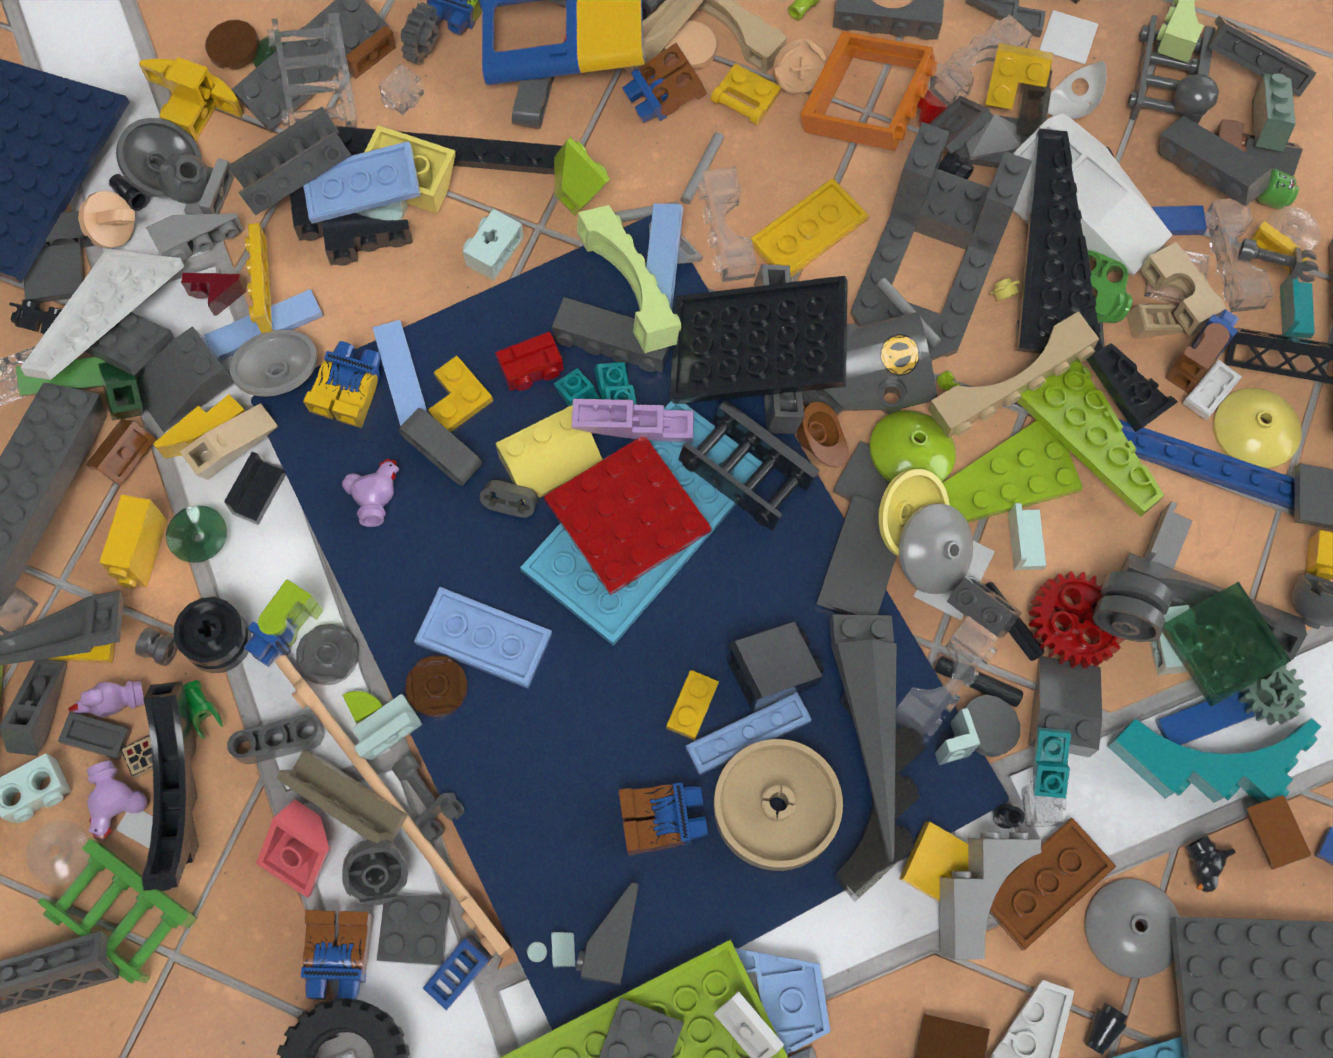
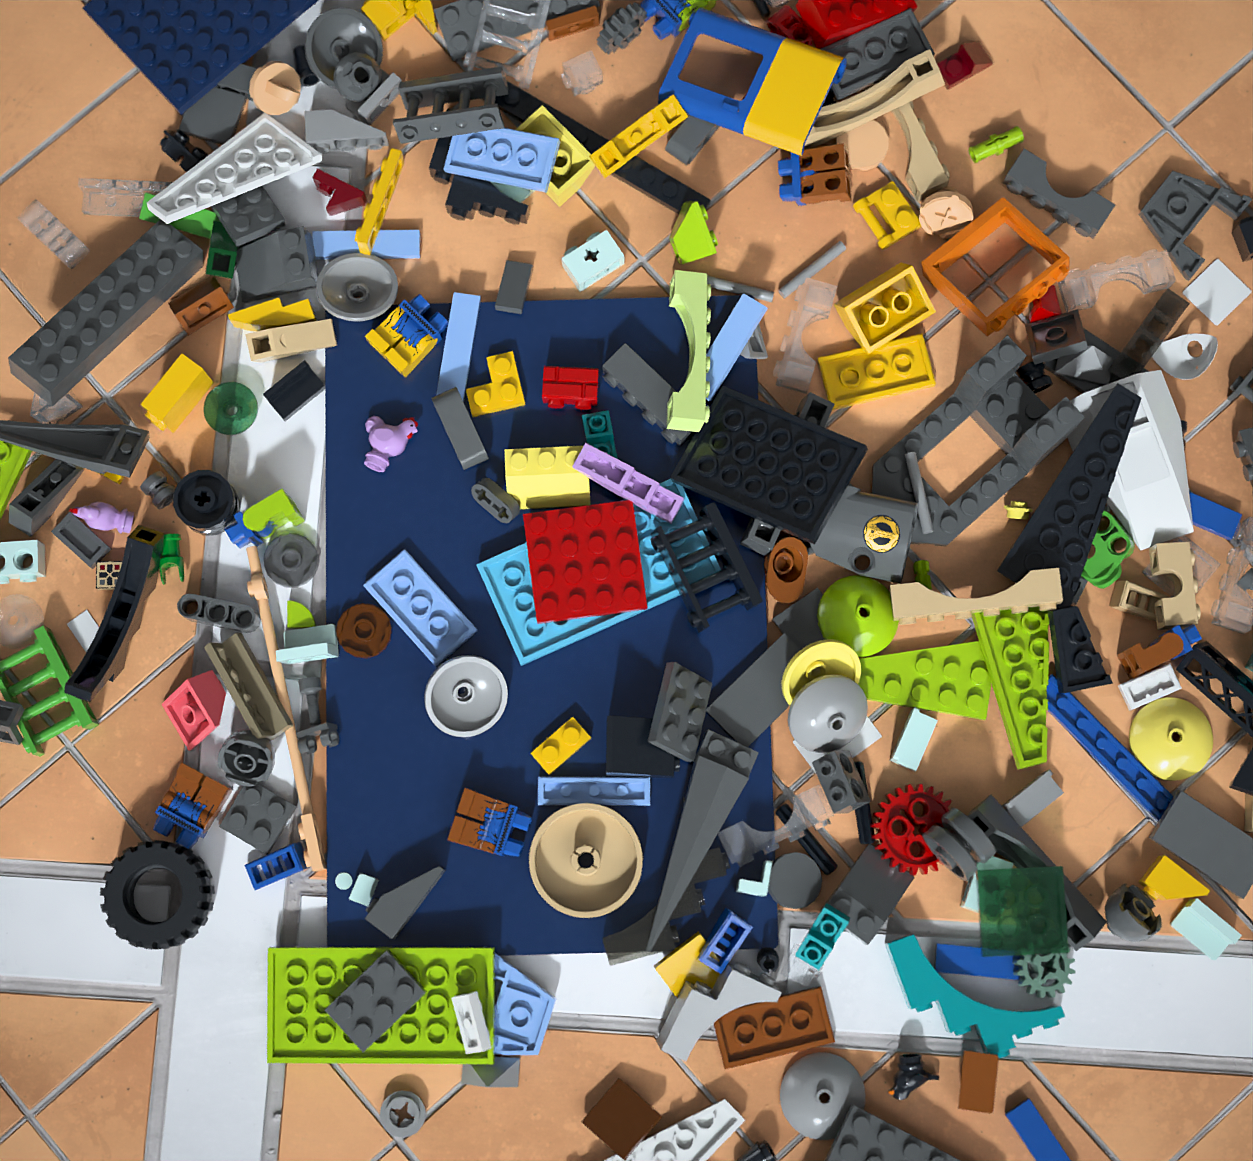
camera: 30 degrees right, 10 degrees up
(110, 799) = (71, 599): lavender animal -> none
(429, 300) = (514, 287): none -> dark grey tile
(483, 114) = (638, 136): none -> yellow slope
(590, 701) = (474, 709): none -> light grey dish
(613, 382) = (631, 442): teal slope -> none
(787, 167) = (885, 307): none -> yellow slope
(796, 611) = (680, 712): none -> dark grey plate
(967, 806) = (716, 935): none -> blue slope
(1016, 65) = (1138, 308): yellow brick -> none

